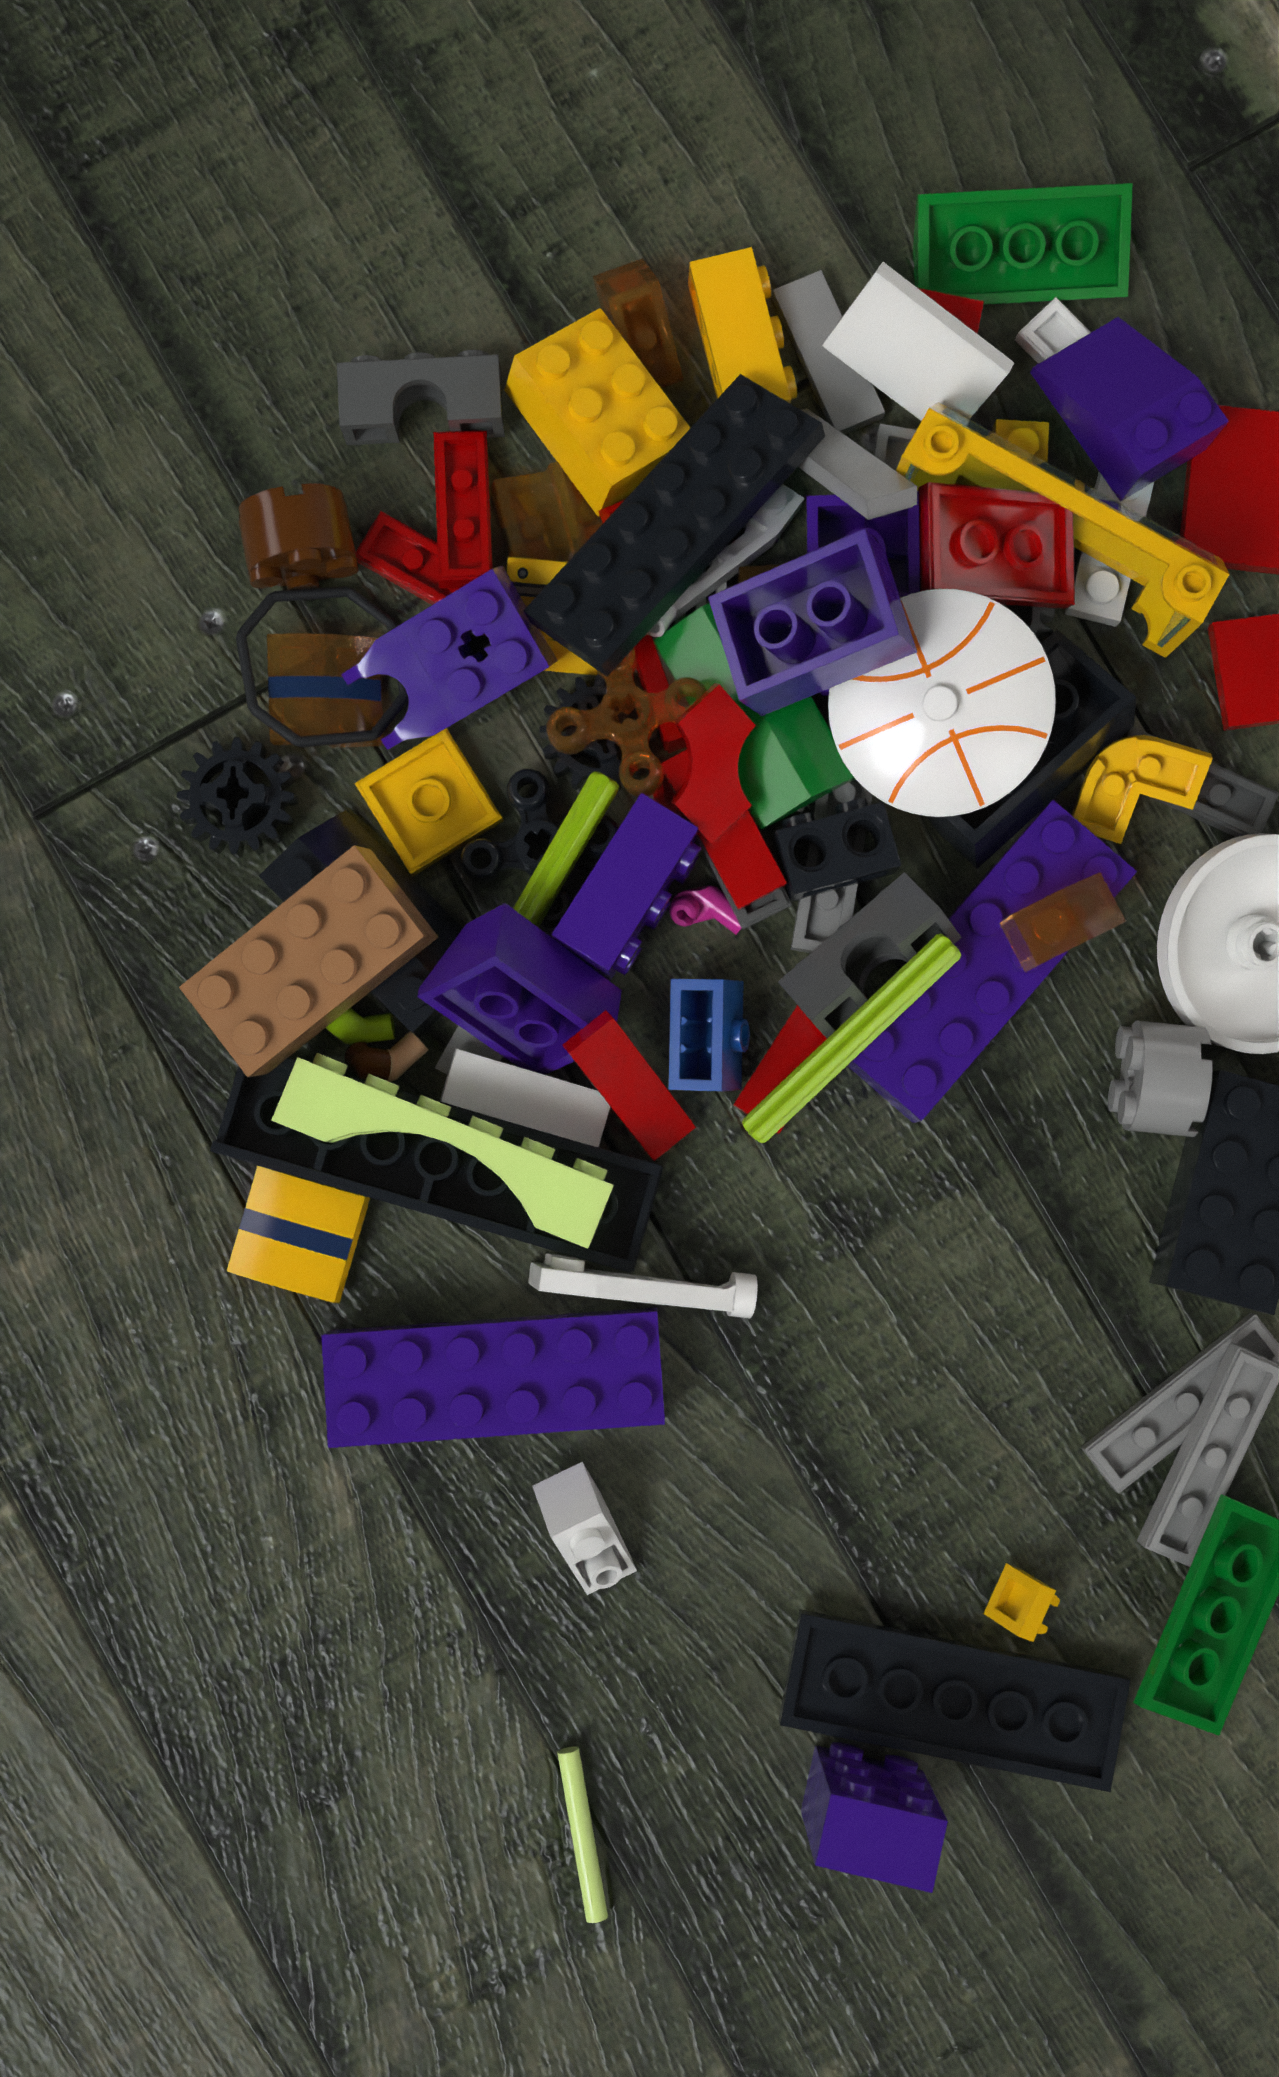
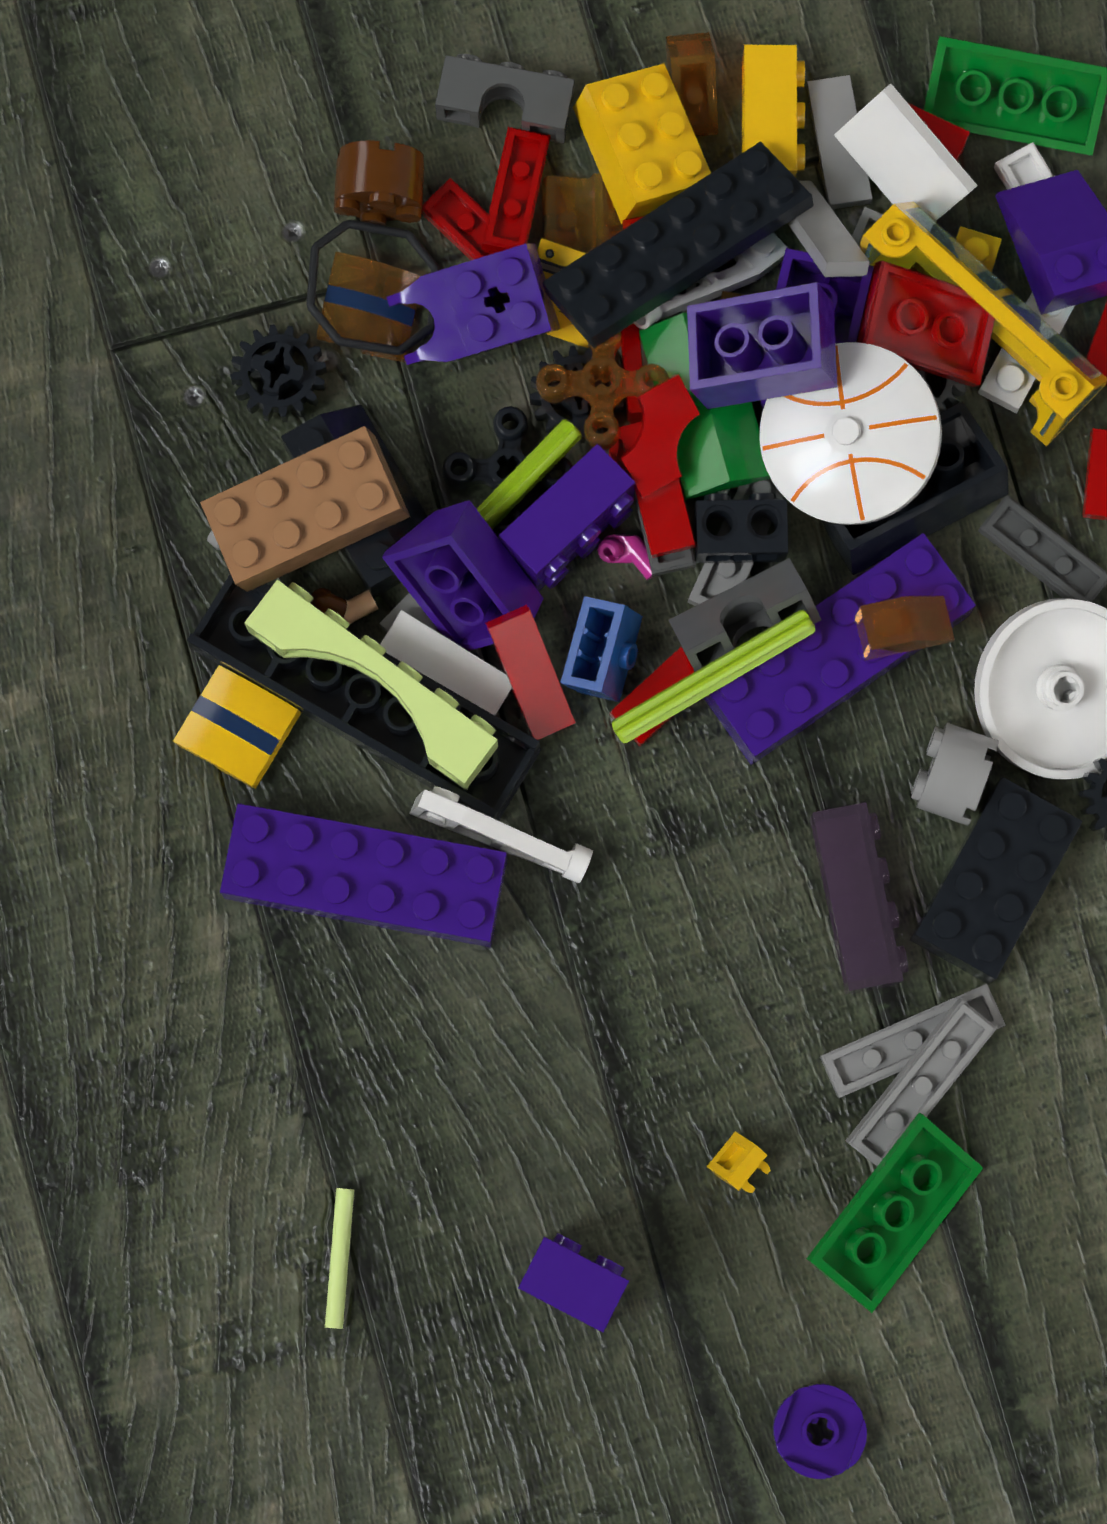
camera: 15 degrees right, 5 degrees down
(354, 1028) = (321, 575): lime arm -> none
(429, 802) = (429, 415): yellow tile -> none
(583, 1528) = (404, 1014): white slope -> none
(954, 1700) = (665, 1226): black plate -> none
(1081, 1254) = (857, 899): none -> clear purple brick
(1134, 768) = (992, 526): yellow plate -> none
(1217, 1919) = (842, 1417): none -> dark purple plate

